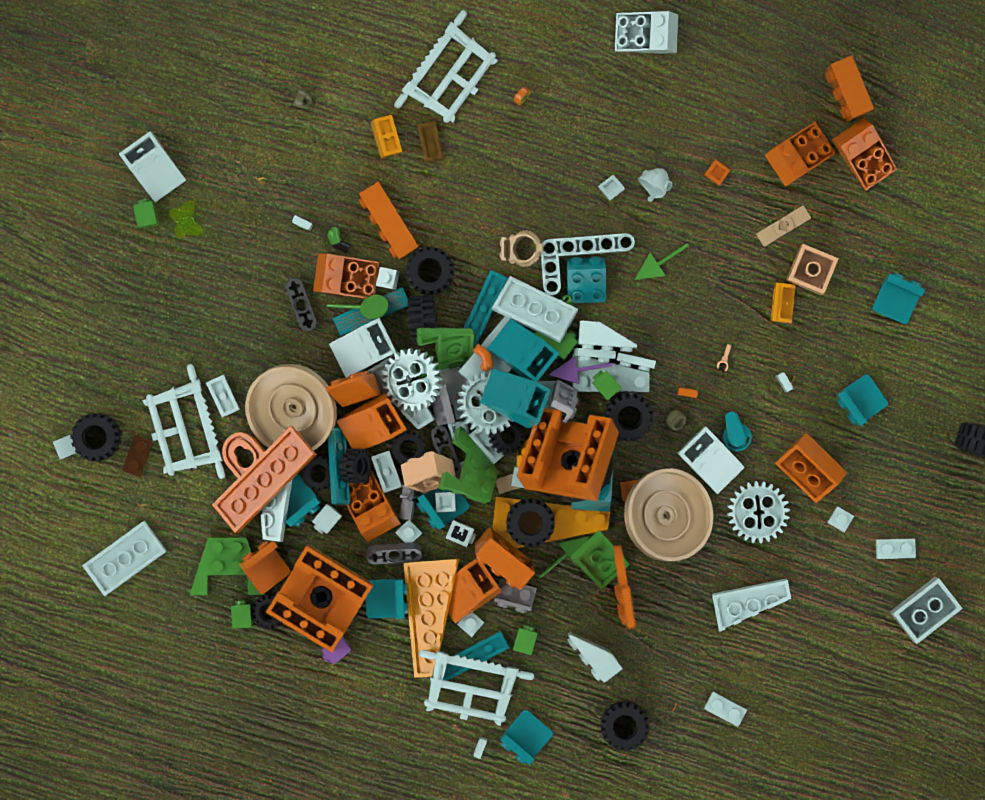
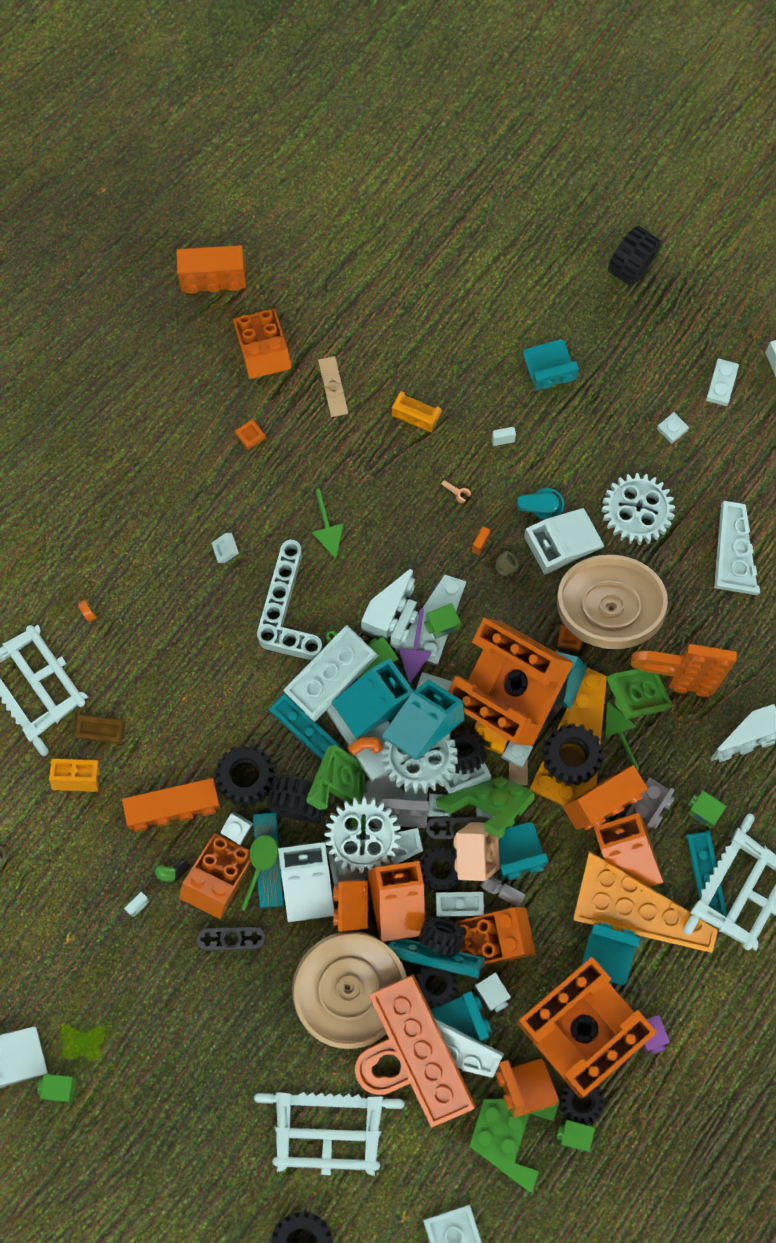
camera: 70 degrees left, 15 degrees down
(137, 455) = (342, 1200): reddish brown piece -> none
(223, 396) = (305, 1069): light aqua plate -> none
(400, 558) = (550, 933): dark grey beam -> none
(408, 532) = (539, 903): light aqua plate -> none
(445, 502) = (517, 846): light aqua plate -> none
(461, 533) = (559, 842): light aqua brick -> none
(471, 624) = (669, 866): light aqua plate -> none
(509, 246) = (249, 680): tan piece -> none
(564, 399) = (444, 671): light grey bracket -> none
(586, 279) = (317, 607): teal bracket -> none
(627, 360) = (432, 577): light aqua plate -> none
(630, 399) = (489, 592): black tyre -> none
(646, 32) = (69, 457): light aqua slope -> none
(655, 182) = (237, 499): light aqua helmet -> none
(811, 468) = (607, 438): orange slope -> none
(812, 269) = (390, 367): light nougat brick -> none
(865, 153) = (285, 278): orange slope -> none
(897, 298) = (451, 293): teal bracket -> none

